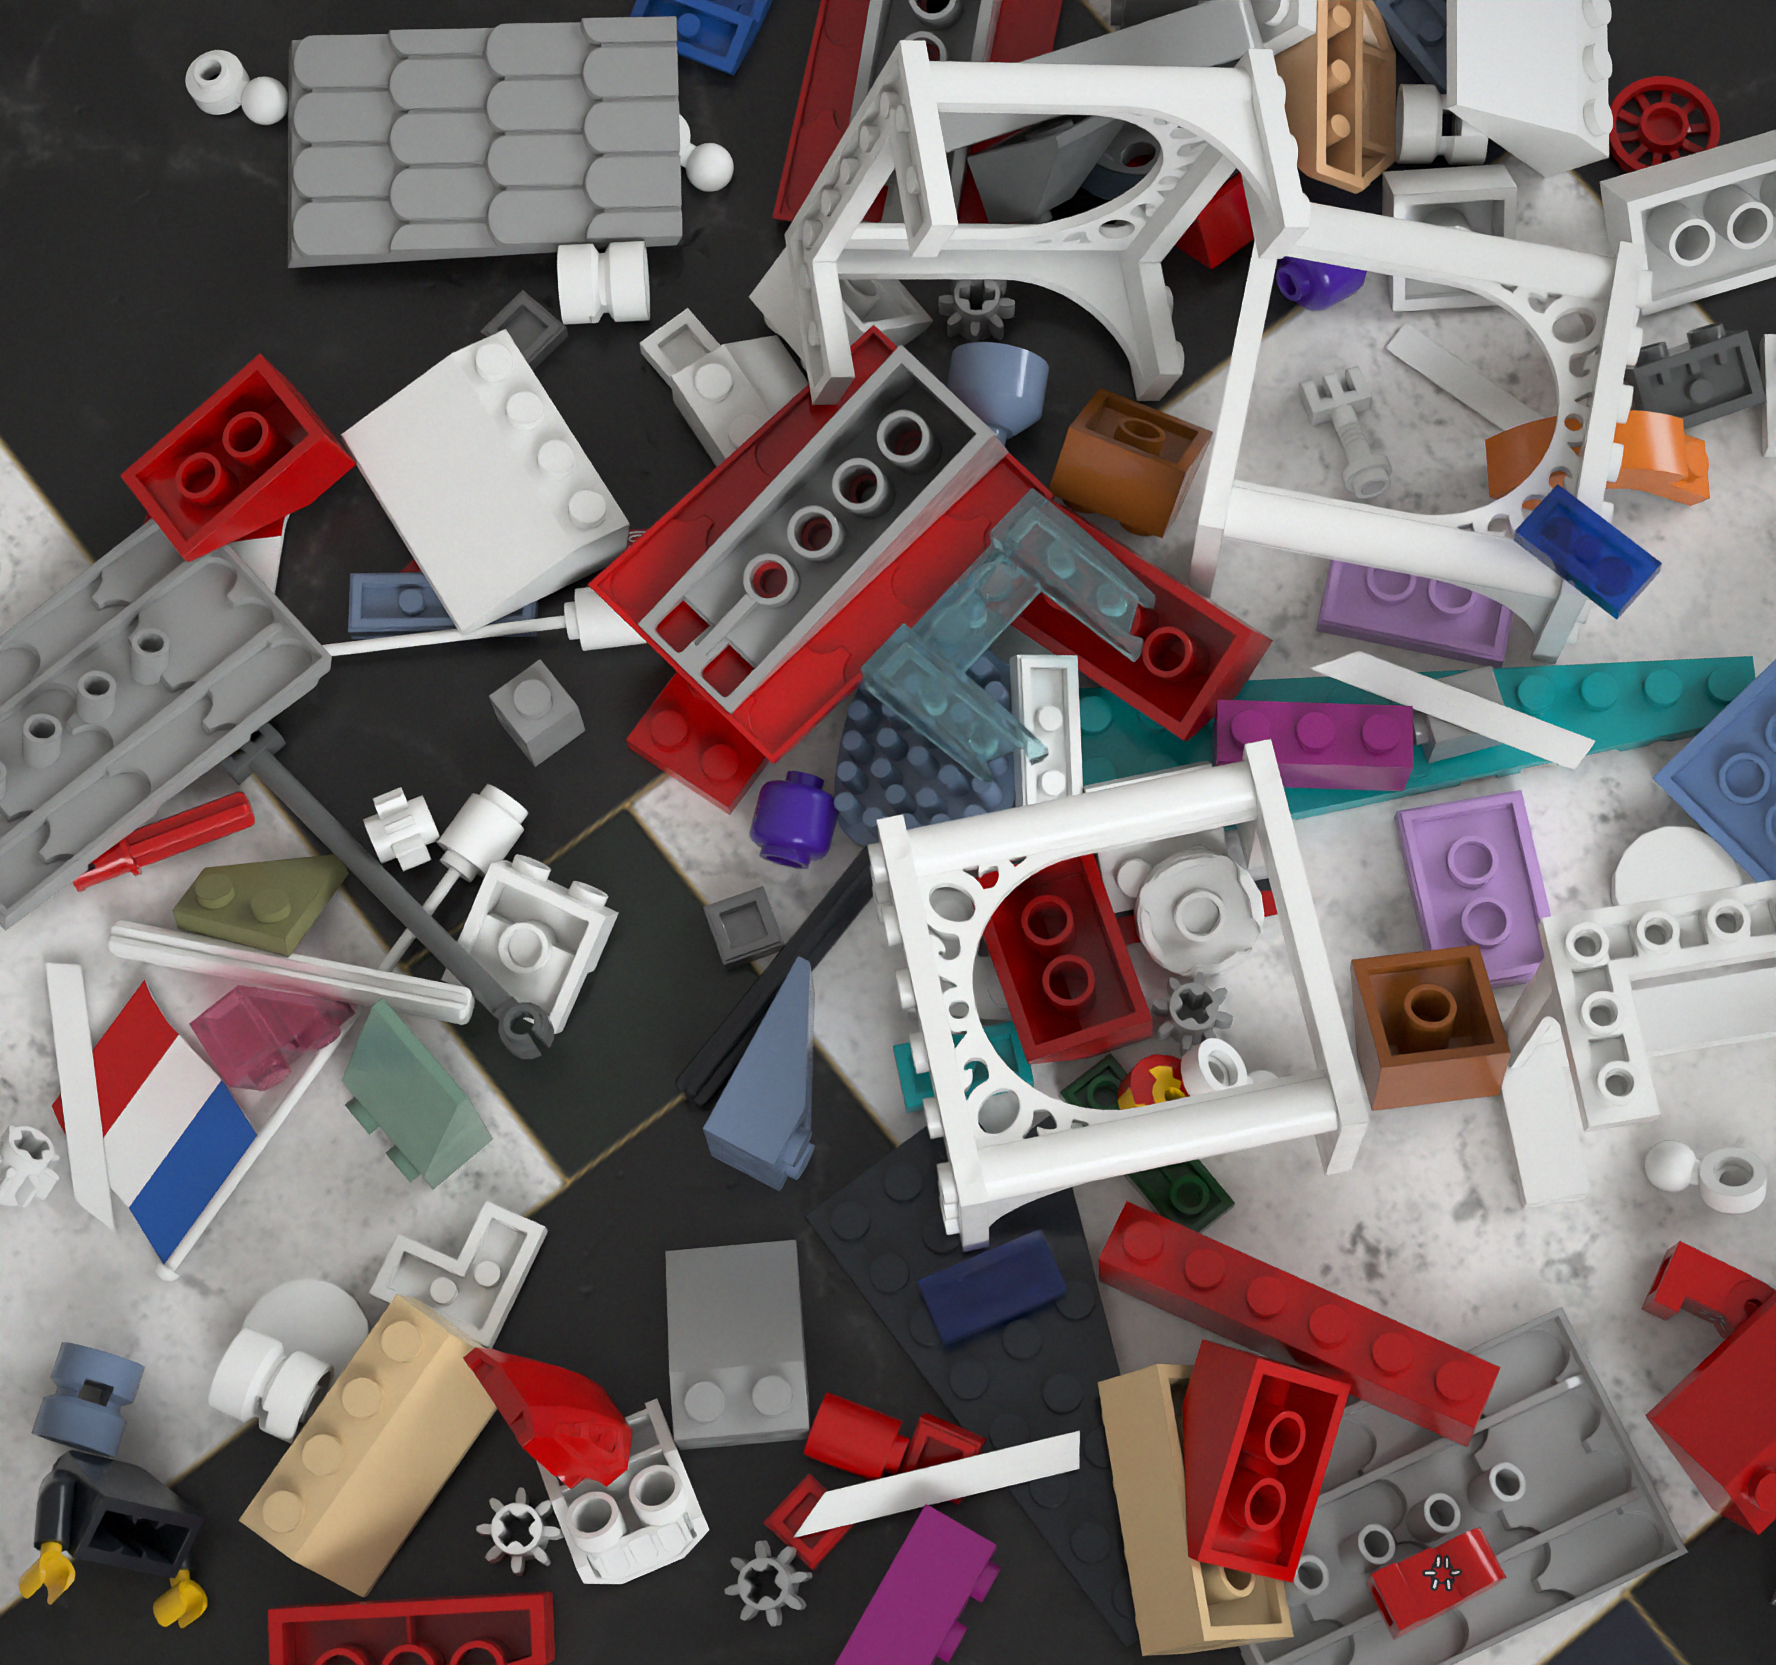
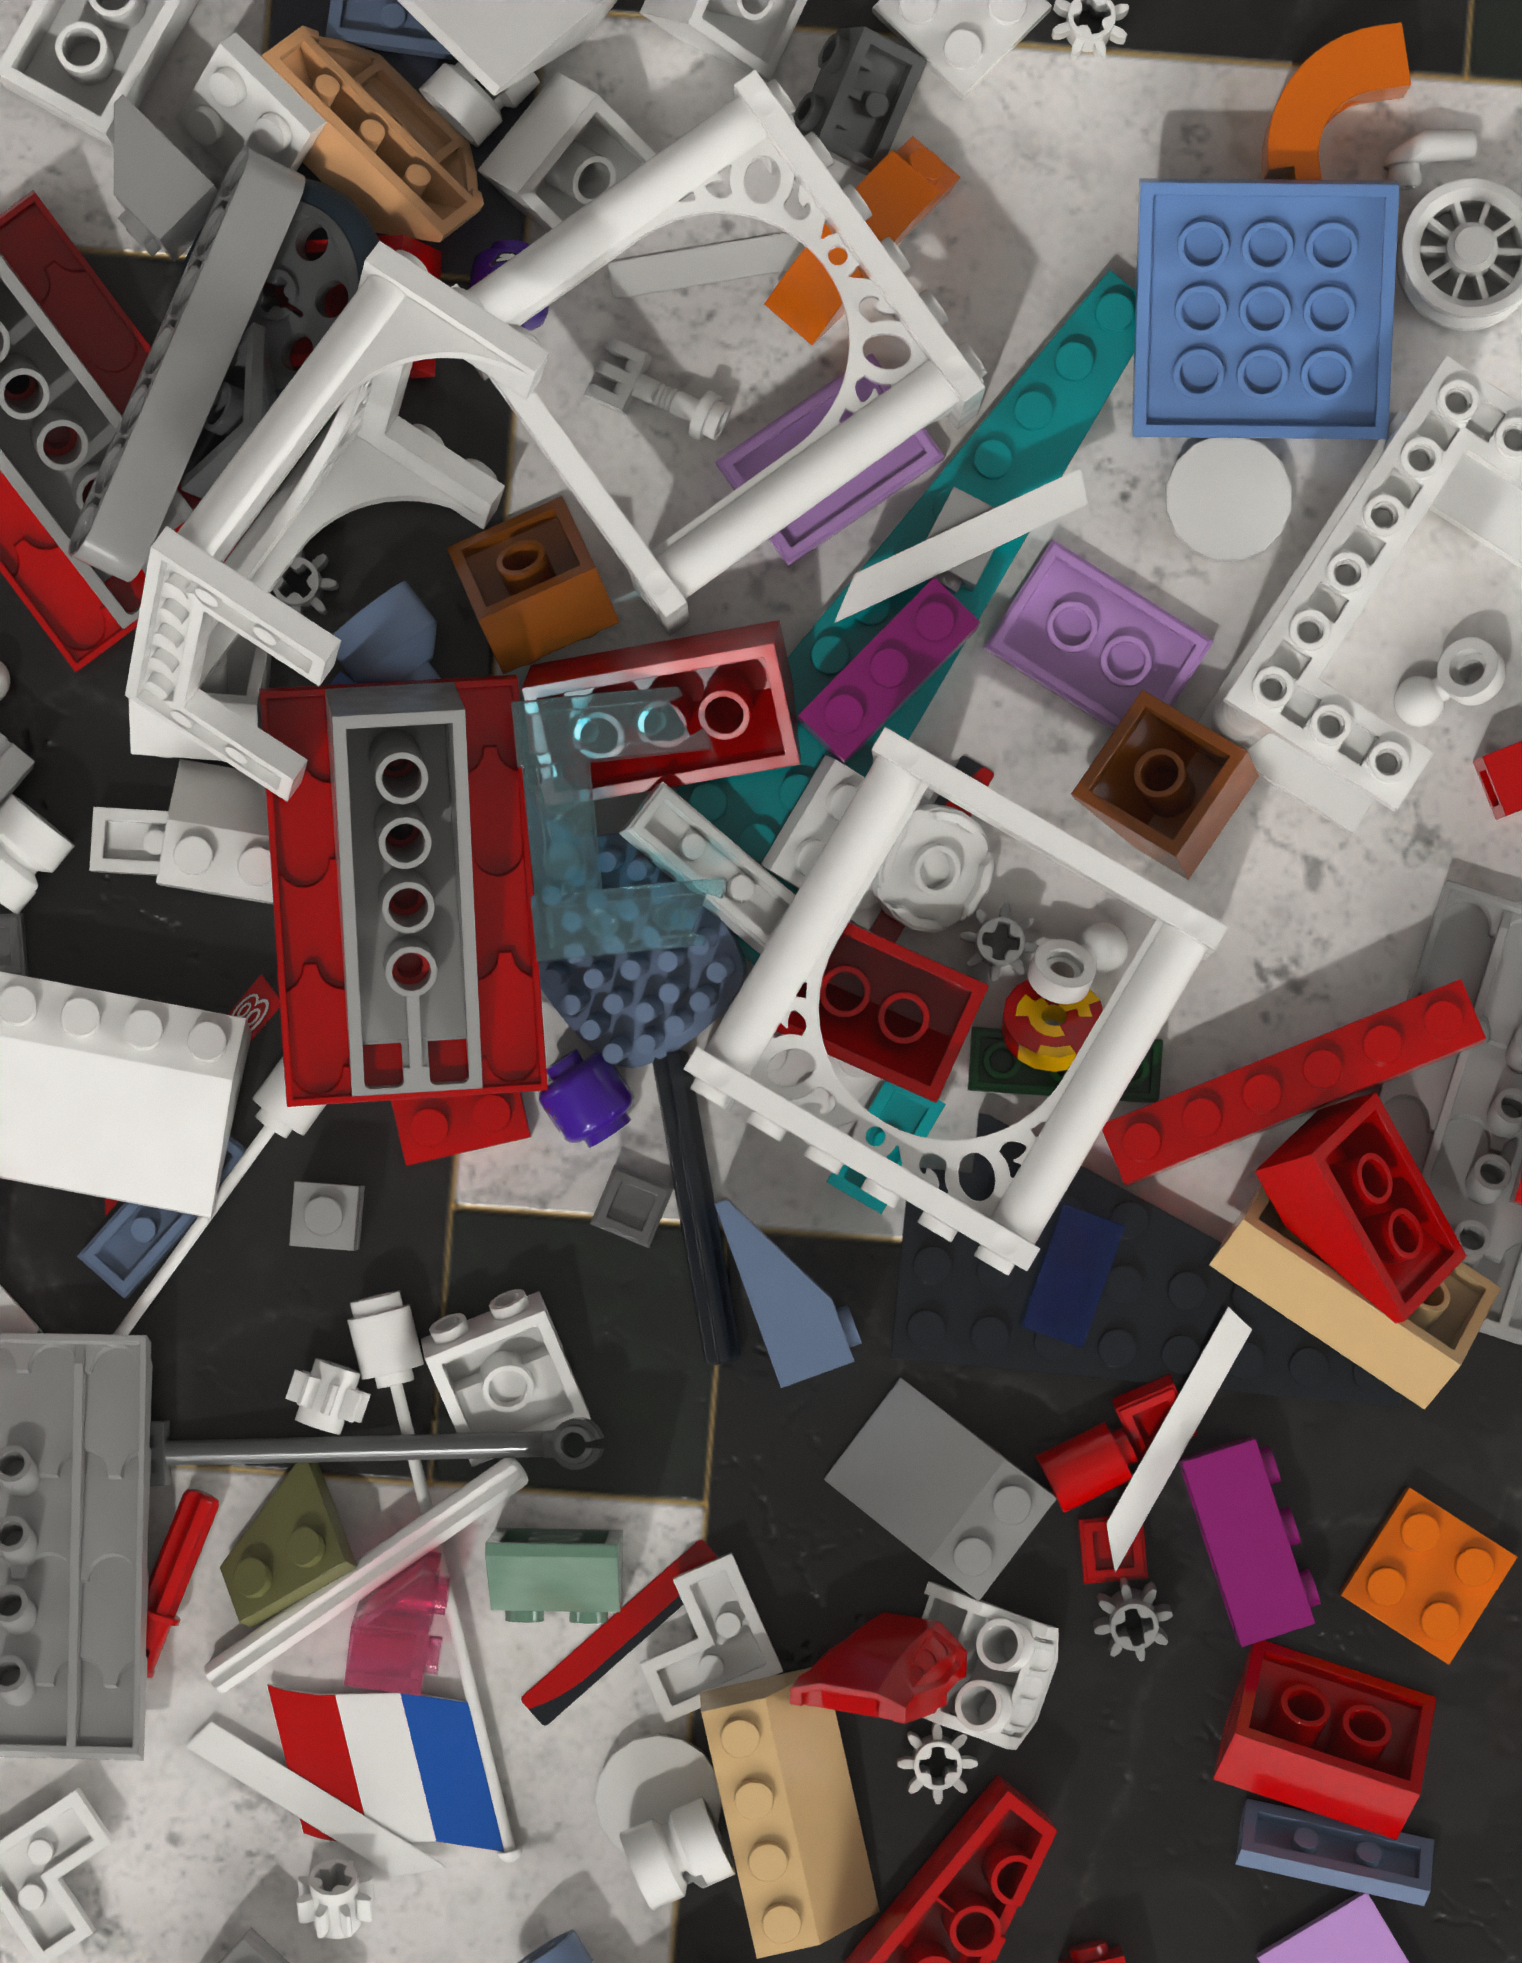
camera: 50 degrees left, 15 degrees up
(395, 1205) = (613, 1639): none -> red sticker
(1587, 551) = (955, 358): clear blue plate -> none

